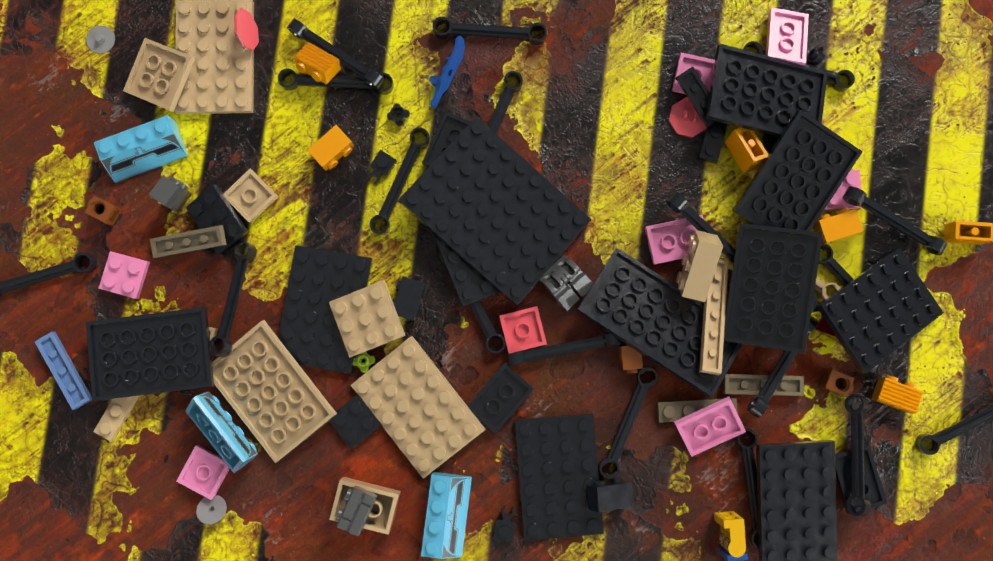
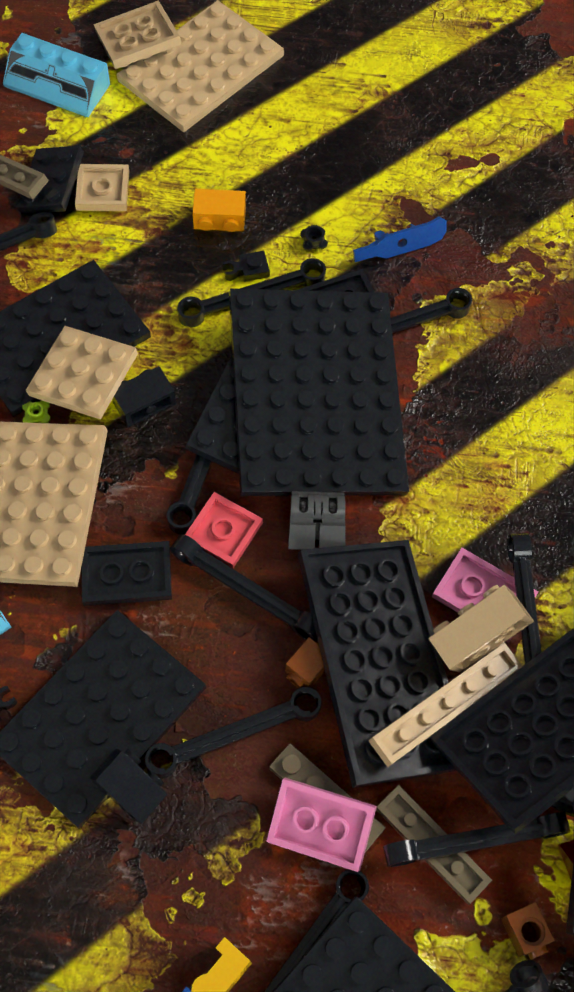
camera: 45 degrees right, 20 degrees down
(170, 193) = (35, 121): dark grey brick -> none
(246, 29) = (251, 59): coral piece -> none
(317, 63) = (284, 133): light orange brick -> none
(336, 81) = (287, 167): black piece -> none
(369, 75) = (321, 177): black piece -> none
(489, 30) = (482, 244): black piece -> none

